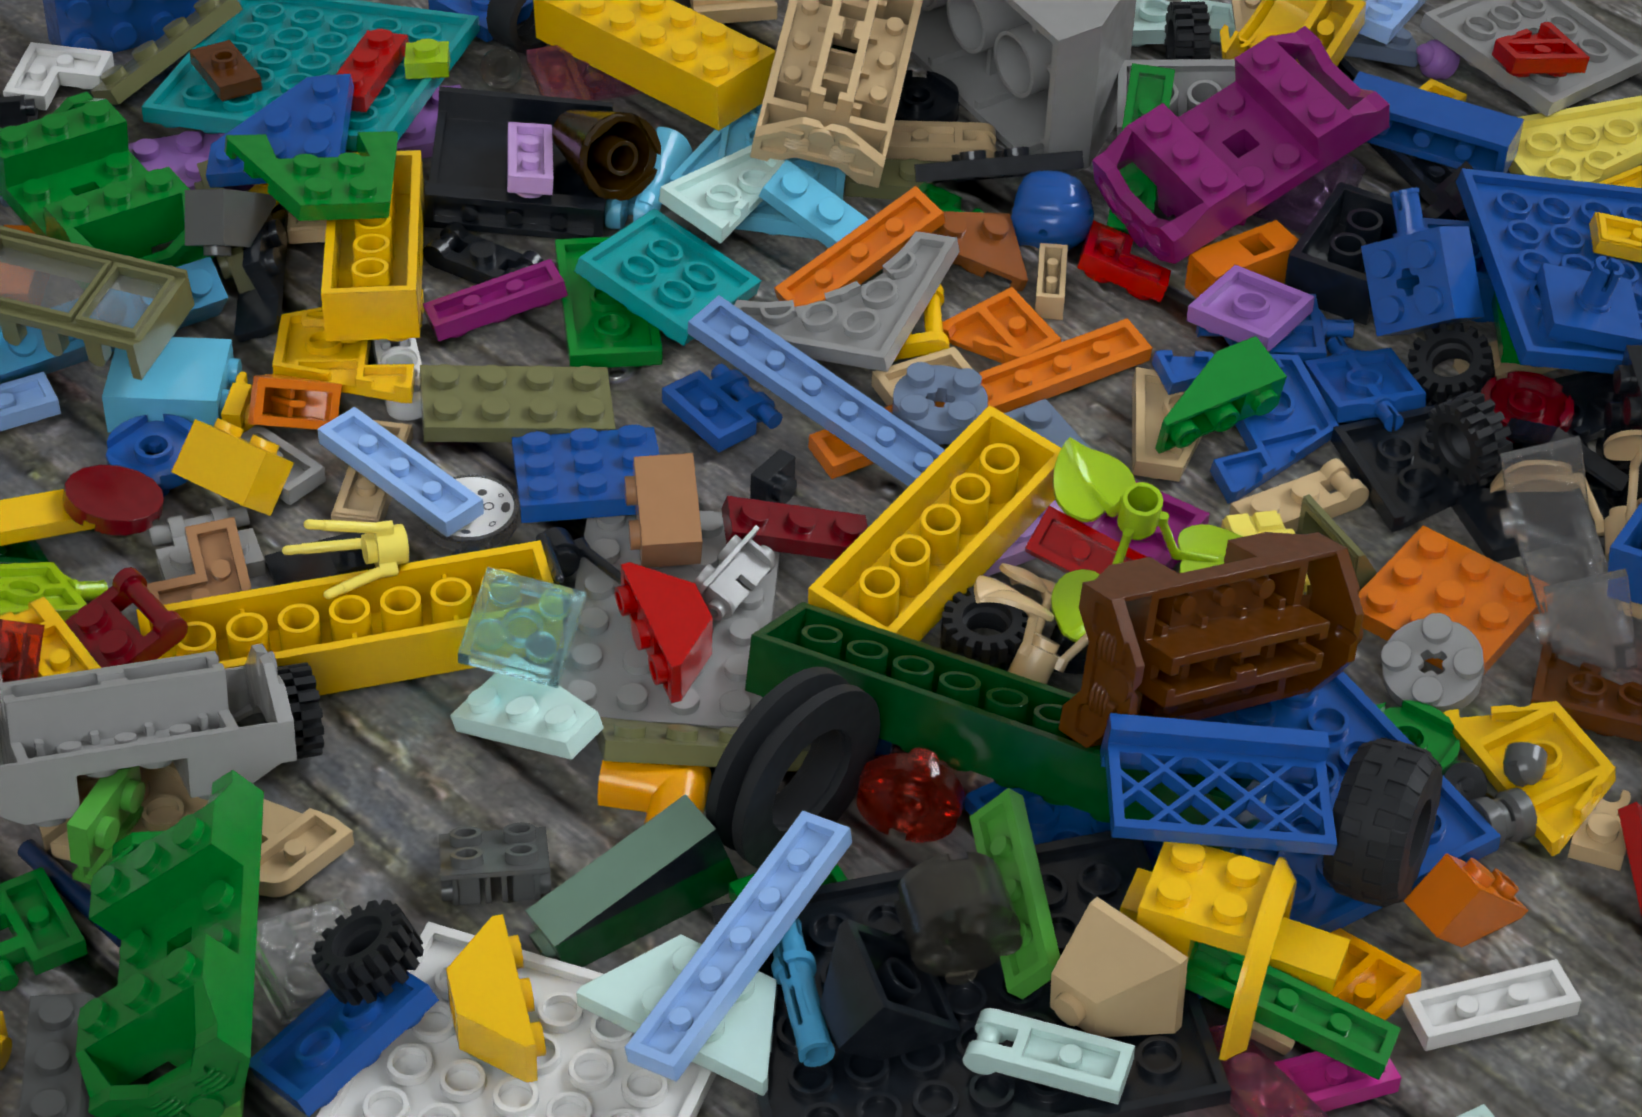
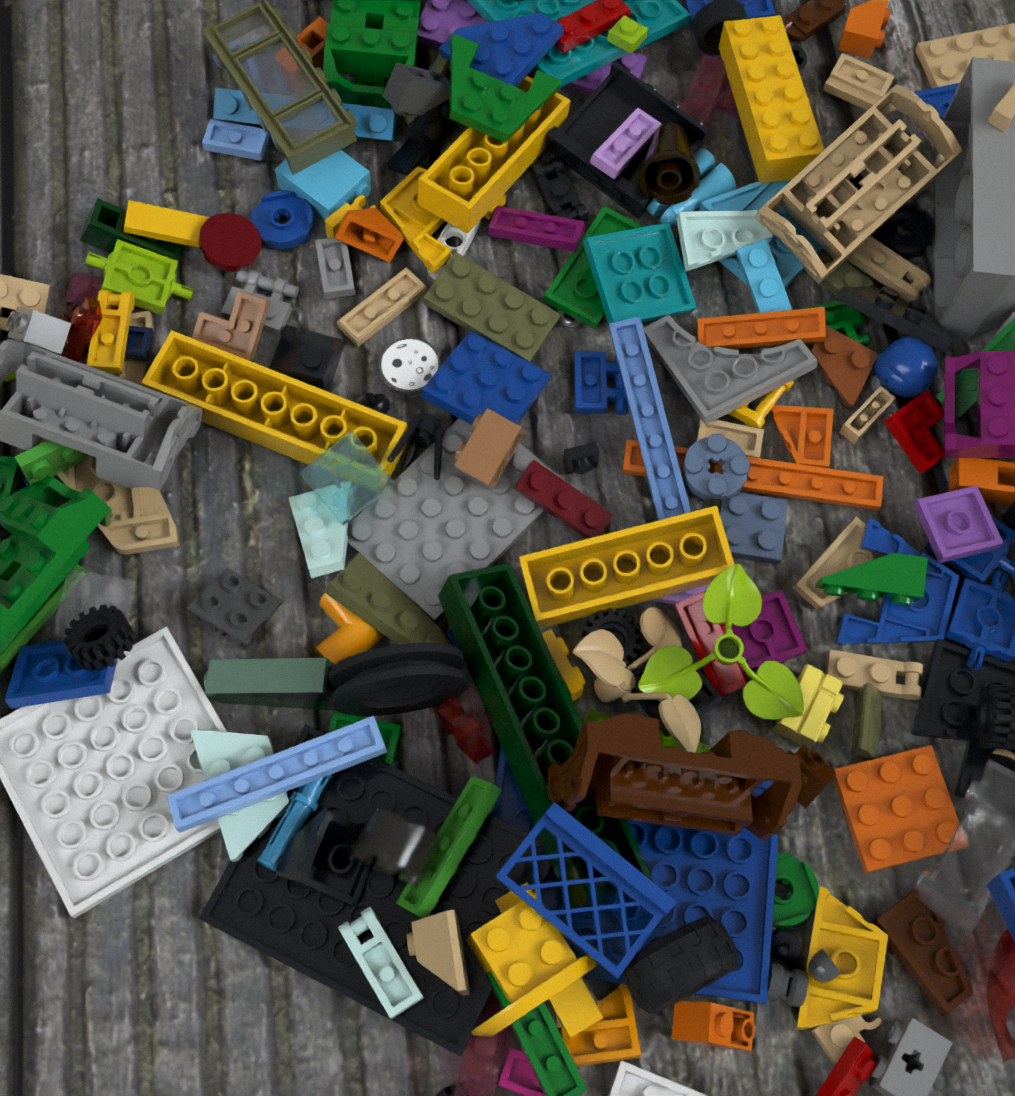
camera: 35 degrees right, 25 degrees up
(109, 633) = (144, 338): dark red plate -> none
(232, 466) = (303, 260): yellow brick -> none
(305, 708) = (202, 446): black tyre -> none
(383, 545) = (314, 374): light yellow plant -> none
(401, 471) = (386, 320): light blue plate -> none
(493, 1004) = (144, 706): yellow slope -> none
(668, 623) = (429, 528): red slope -> none
(740, 561) = (507, 508): light grey hinge -> none
(1433, 638) = (858, 837): light grey plate -> none

